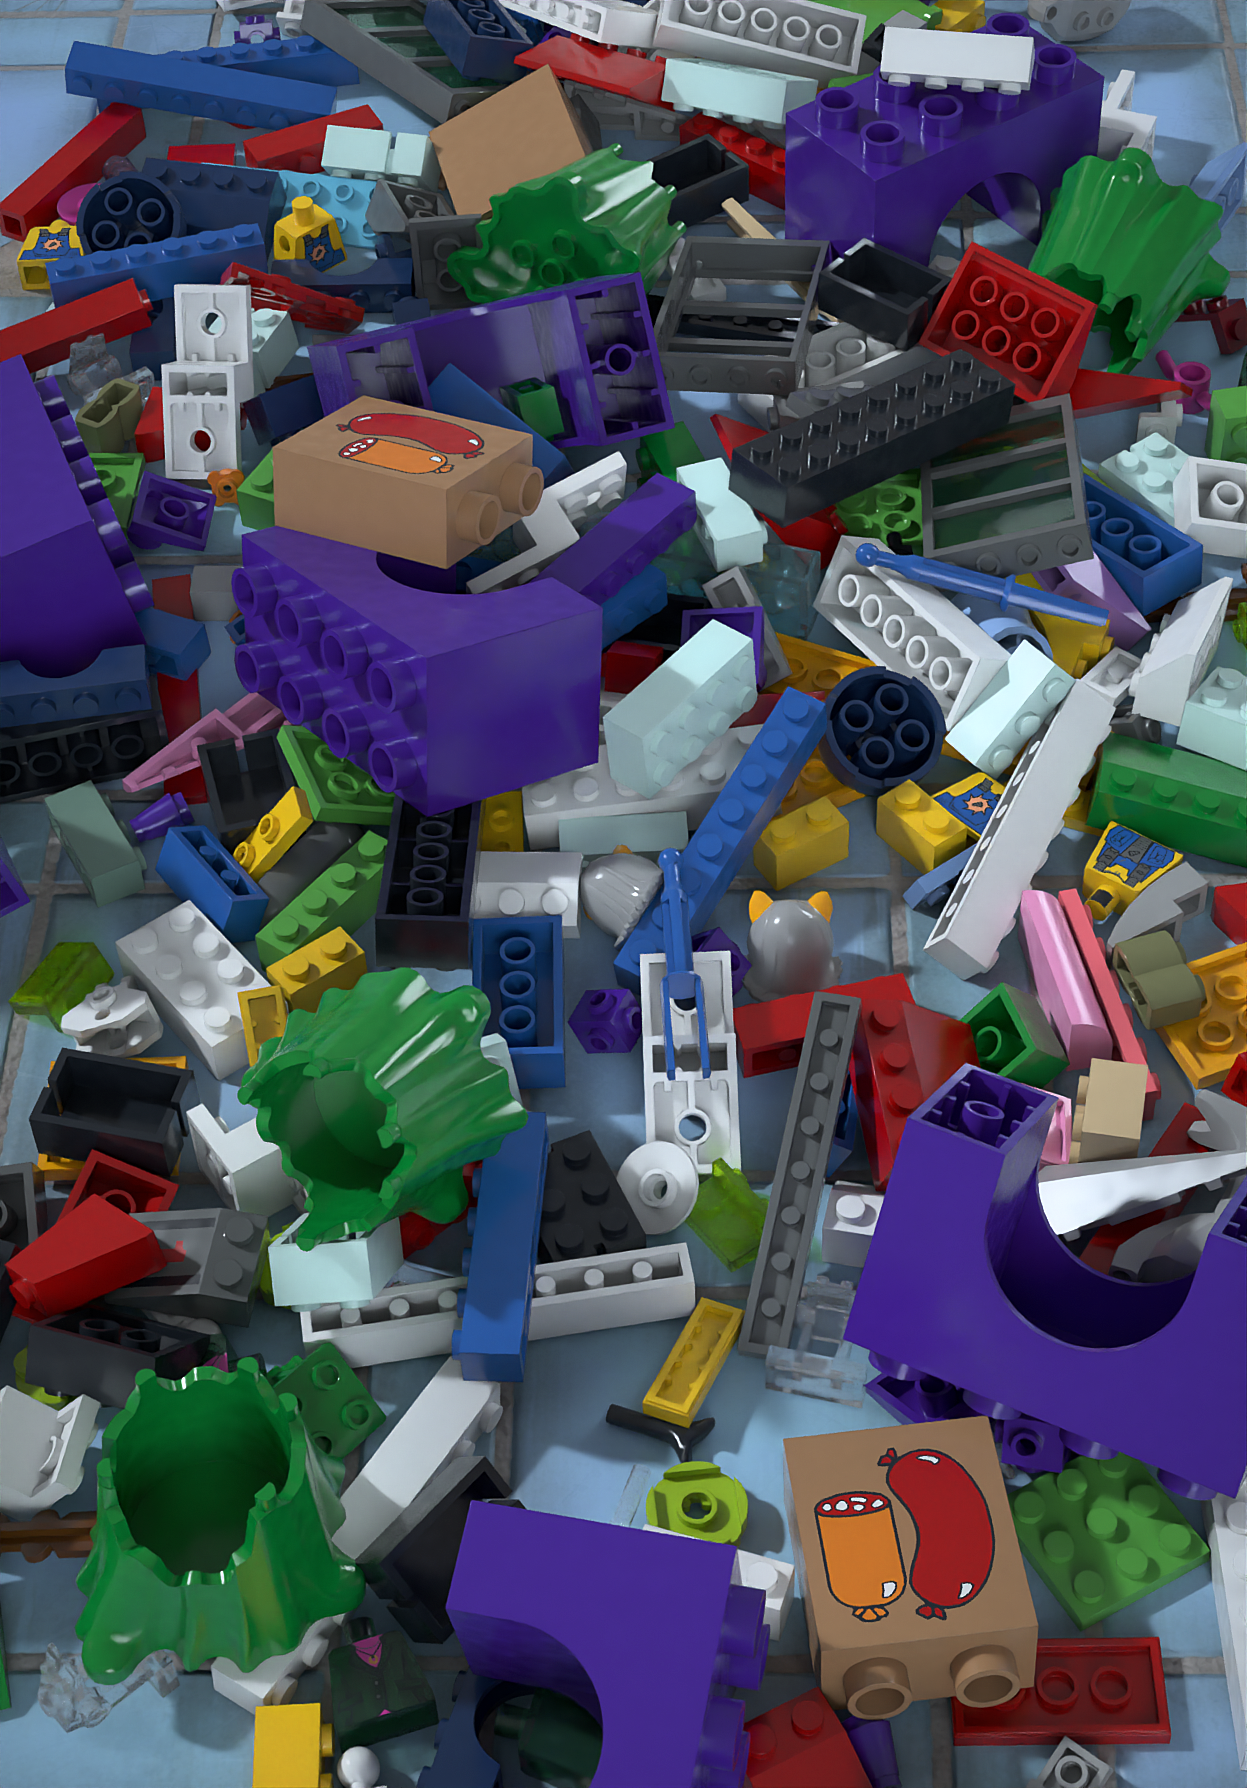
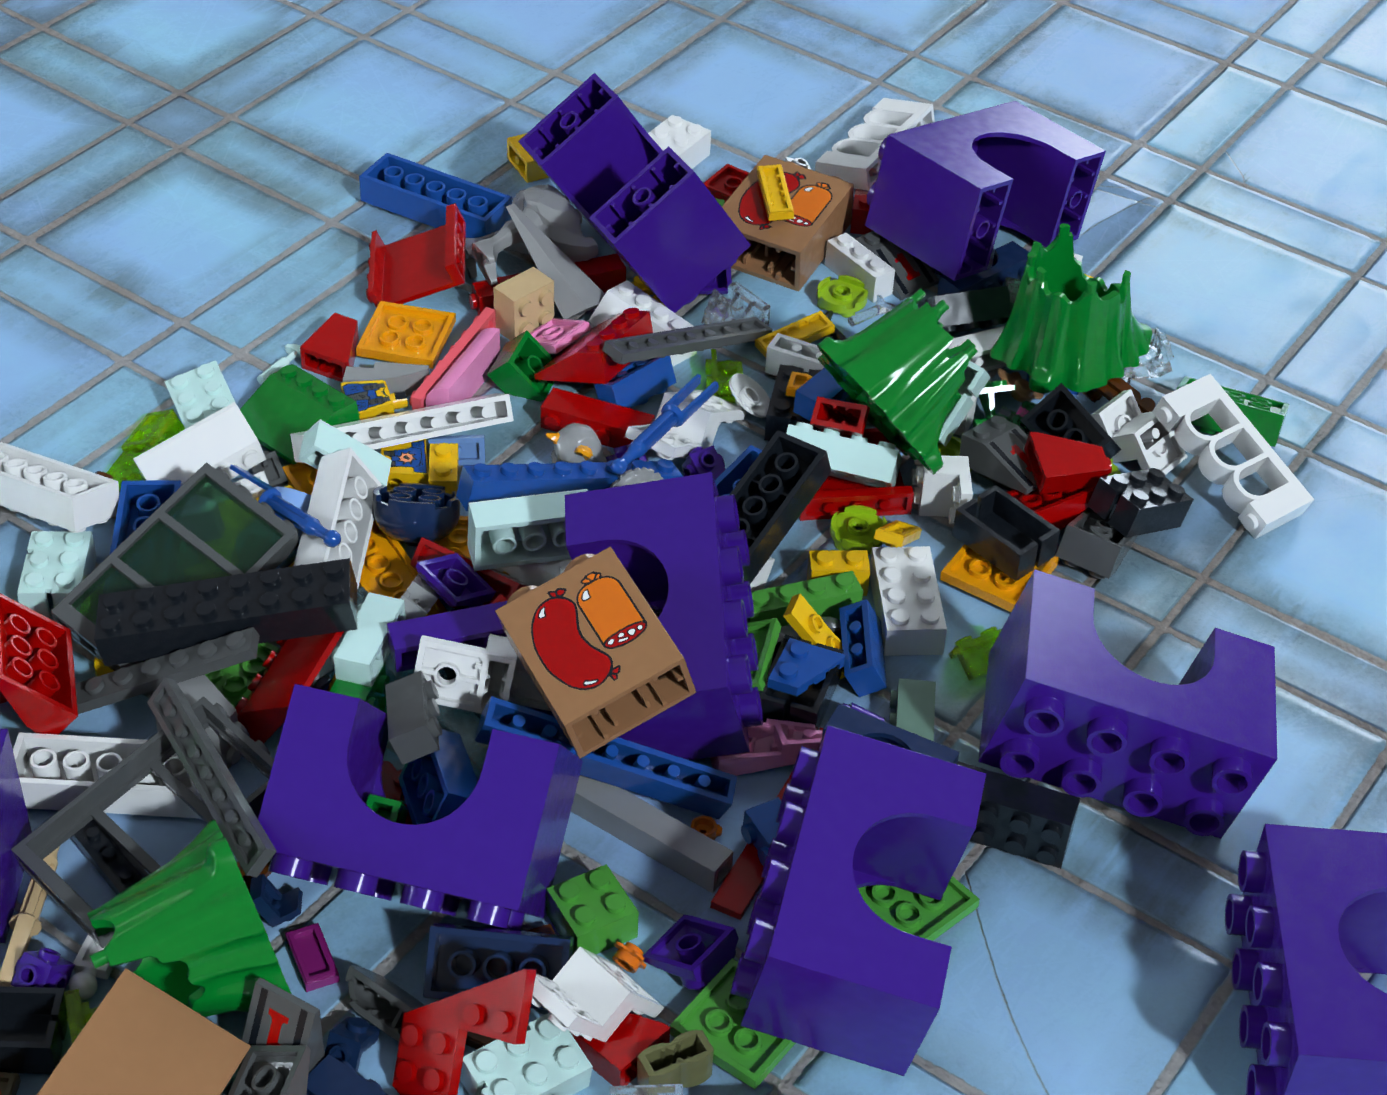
camera: 150 degrees left, 5 degrees down
(114, 1020) = (970, 605): white hinge -> none
(246, 777) = (802, 666): none -> blue wing
(567, 426) = (413, 717): none -> dark grey brick
(571, 1184) = (796, 381): none -> light orange tile
(706, 297) = (211, 778): none -> dark grey plate
(708, 209) = (42, 969): none -> dark purple brick
(881, 293) = (53, 761): black piece -> none
(926, 1517) = (775, 192): none -> yellow plate
(1158, 979) = (427, 340): olive brick -> none

